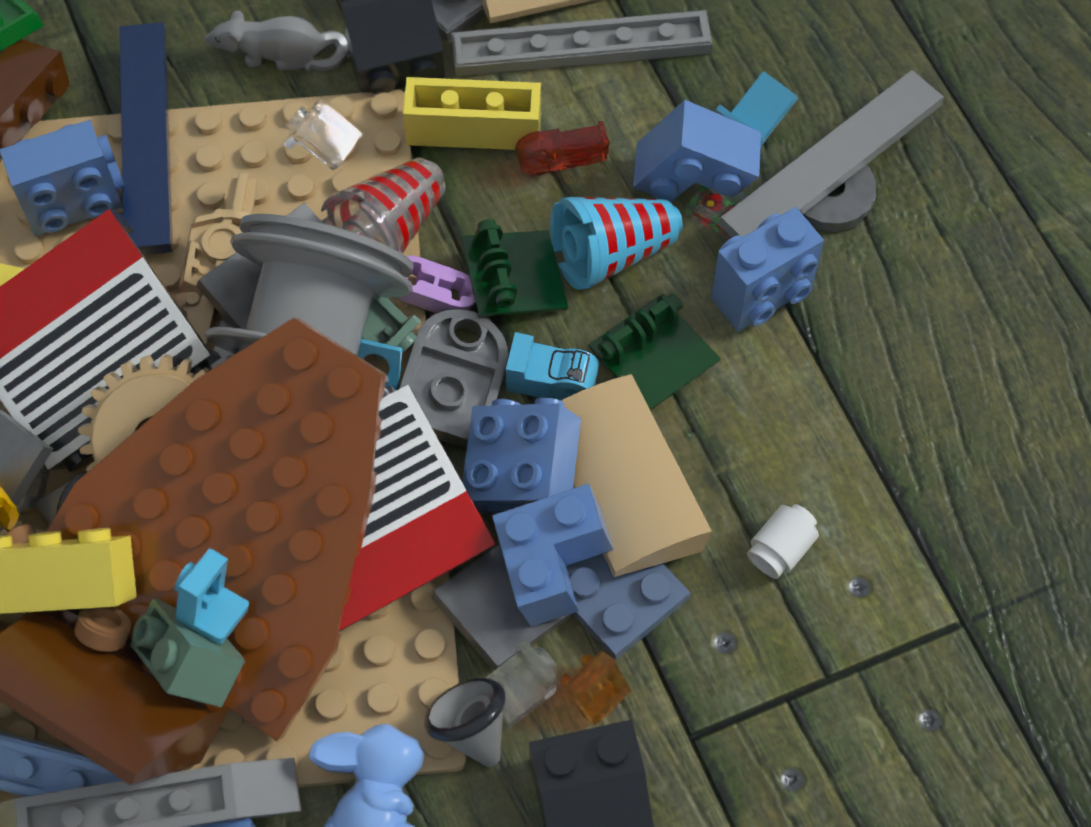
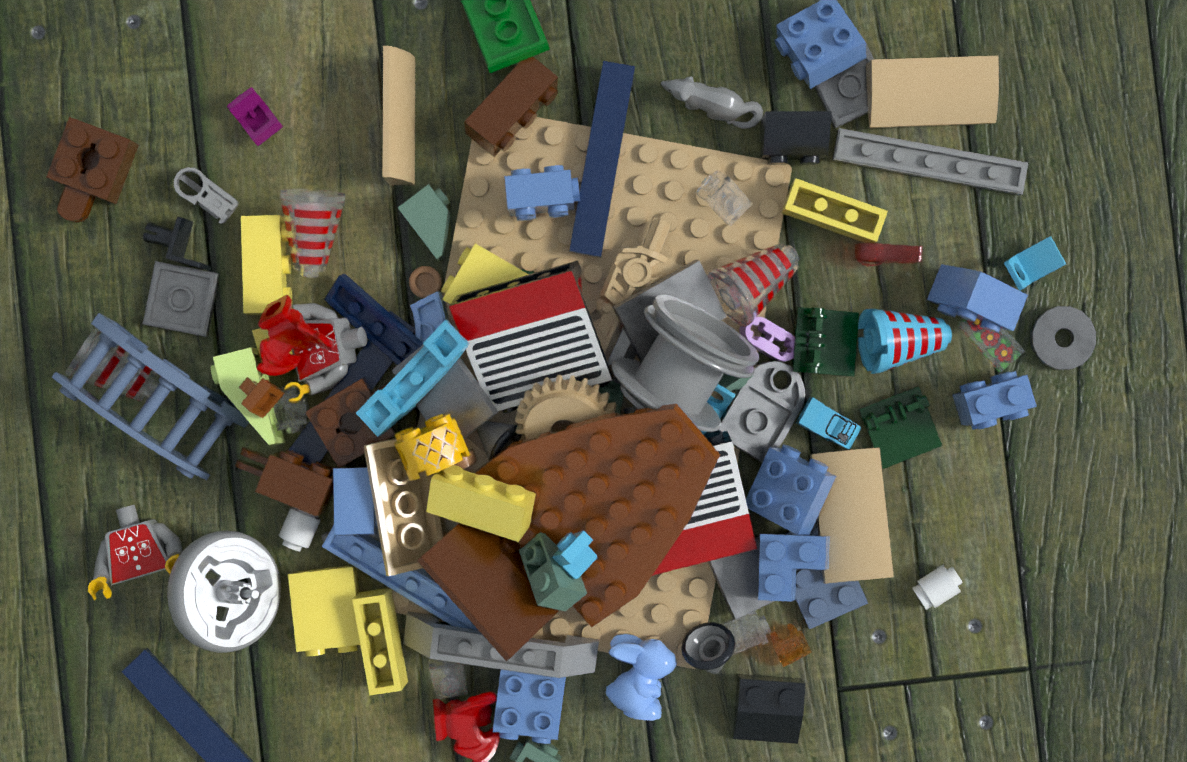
camera: 20 degrees right, 25 degrees up
(102, 628) = (504, 547): medium nougat tile -> none
(837, 154) = (1072, 321): light grey tile -> none

